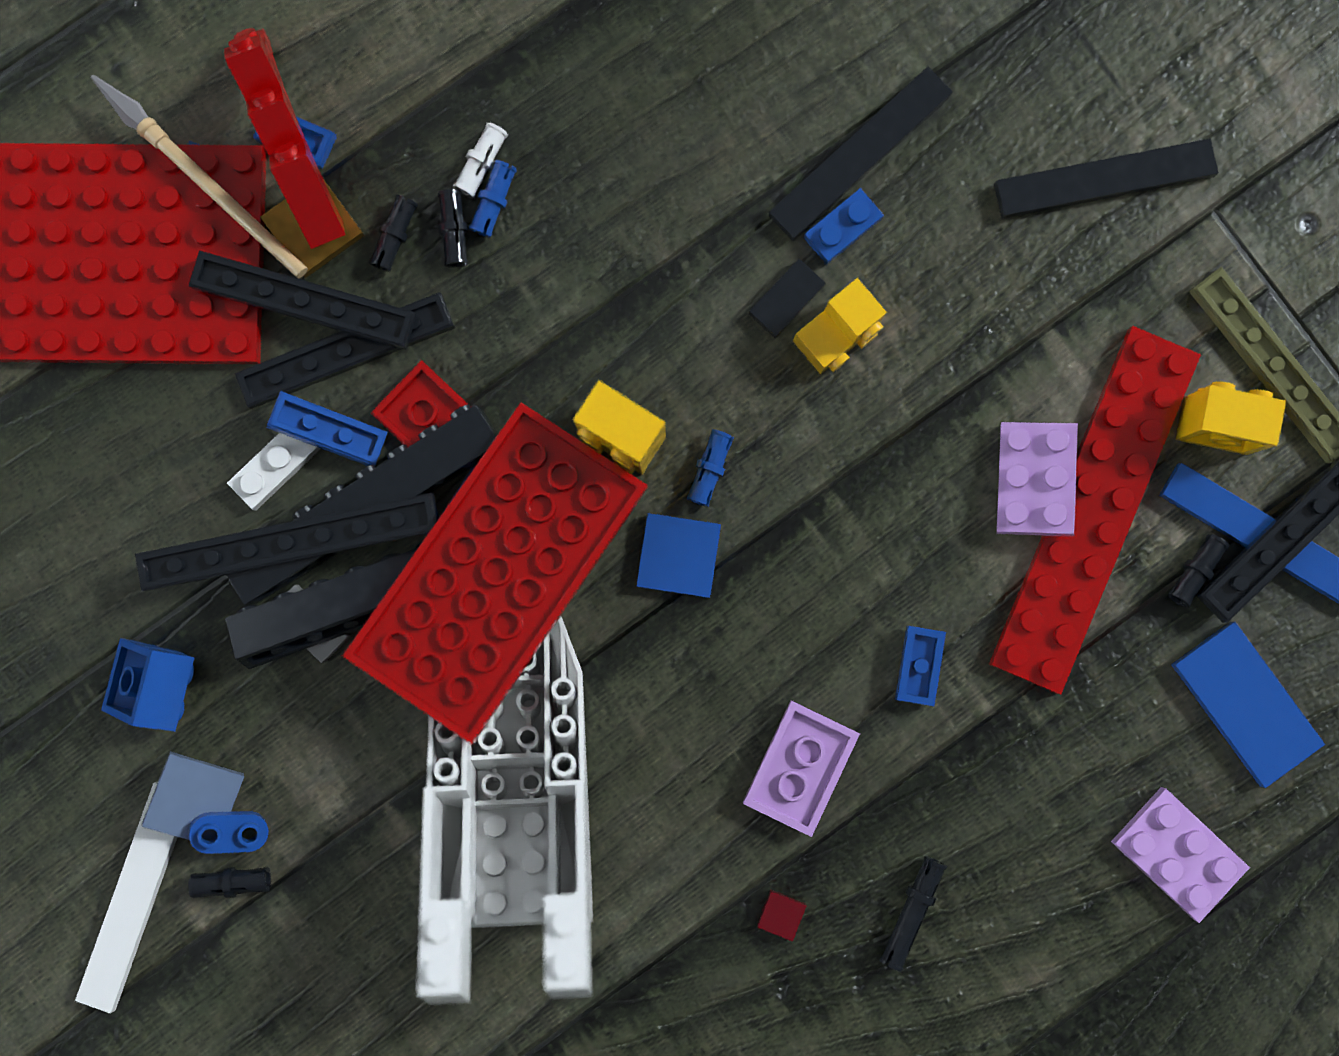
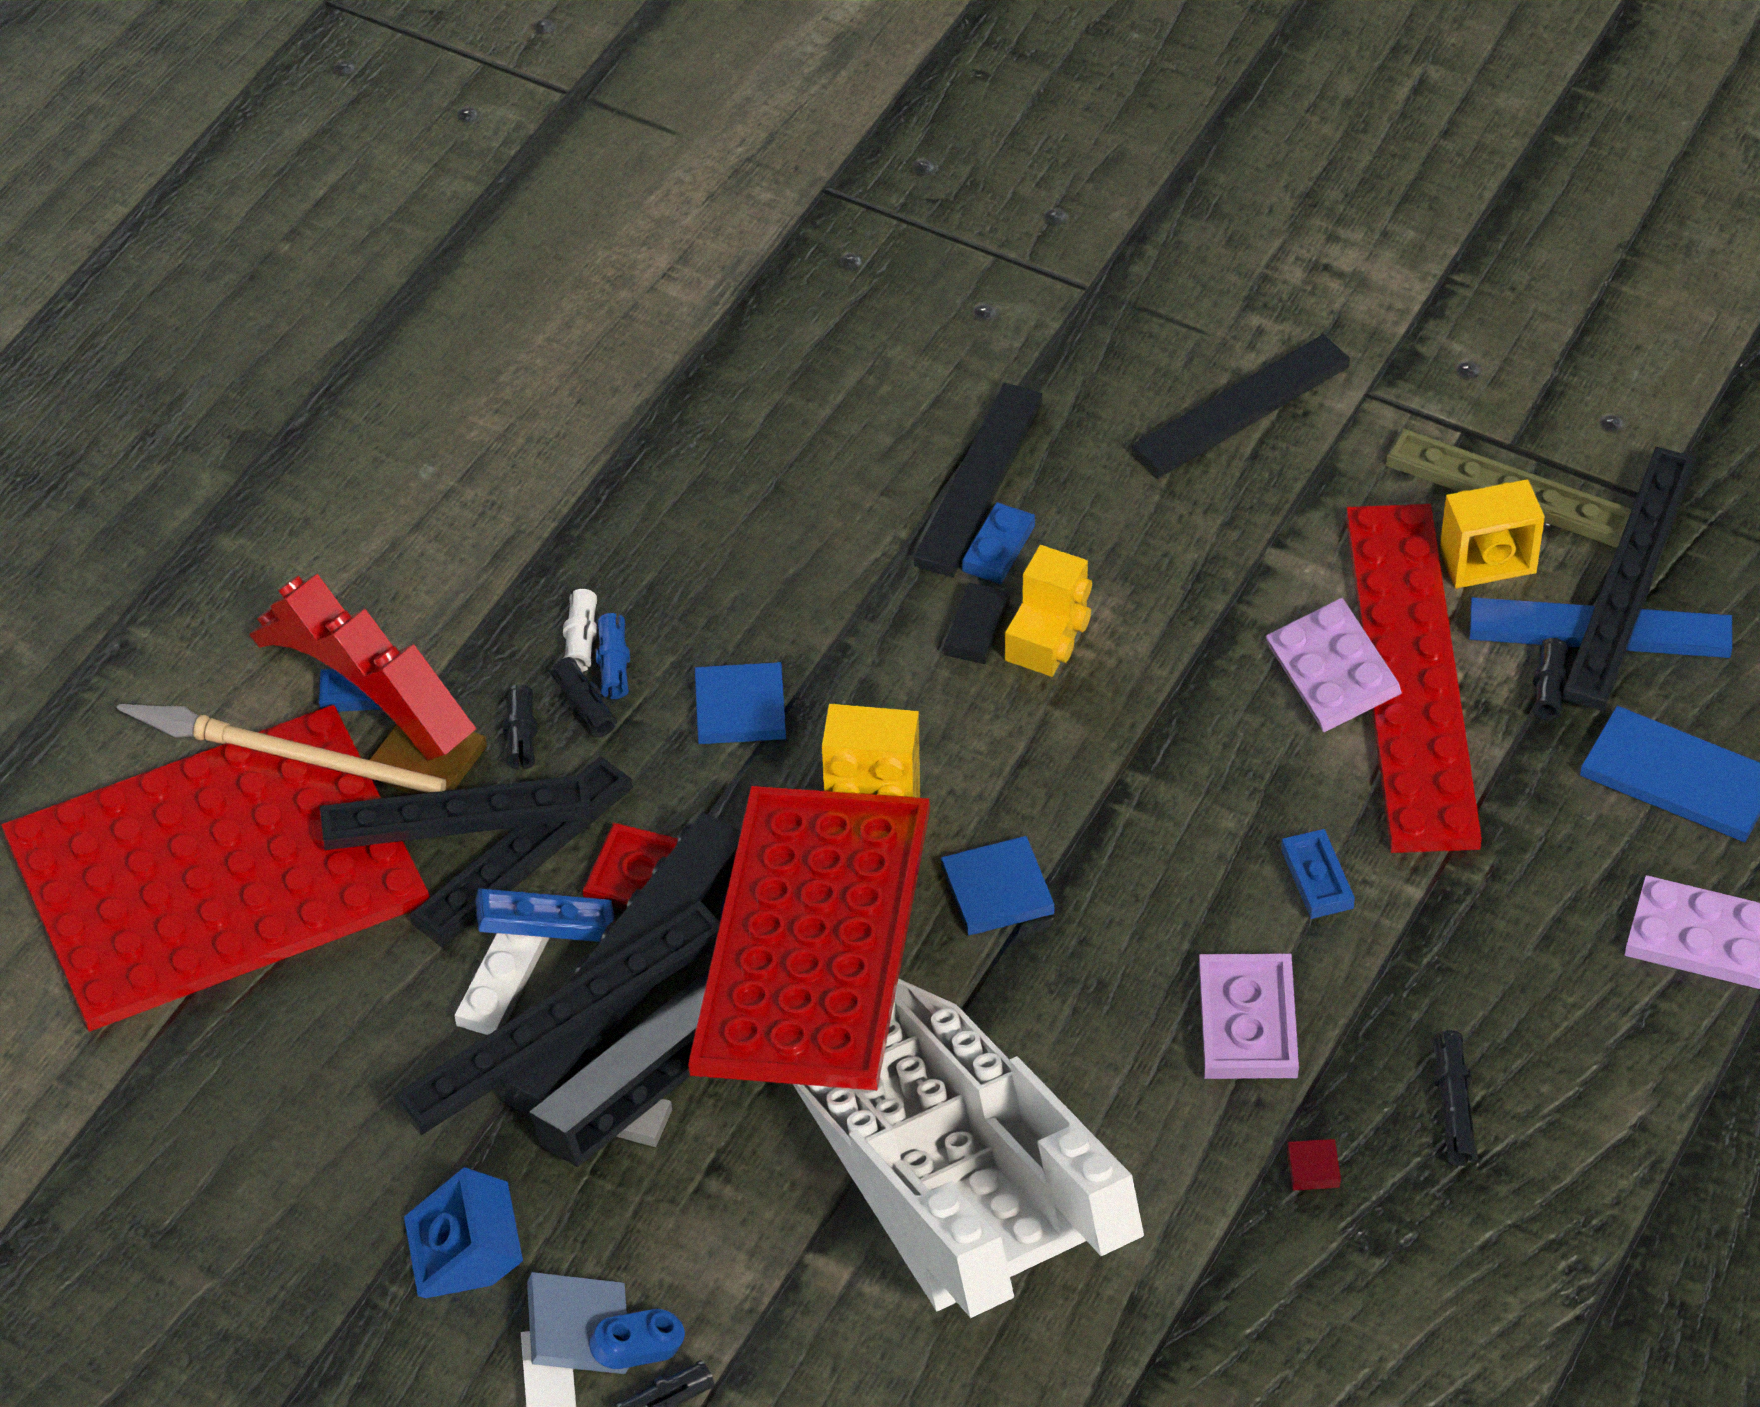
camera: 25 degrees left, 35 degrees down
(569, 289) = (740, 703): none -> blue tile
(710, 467) = (984, 794): blue pin -> none

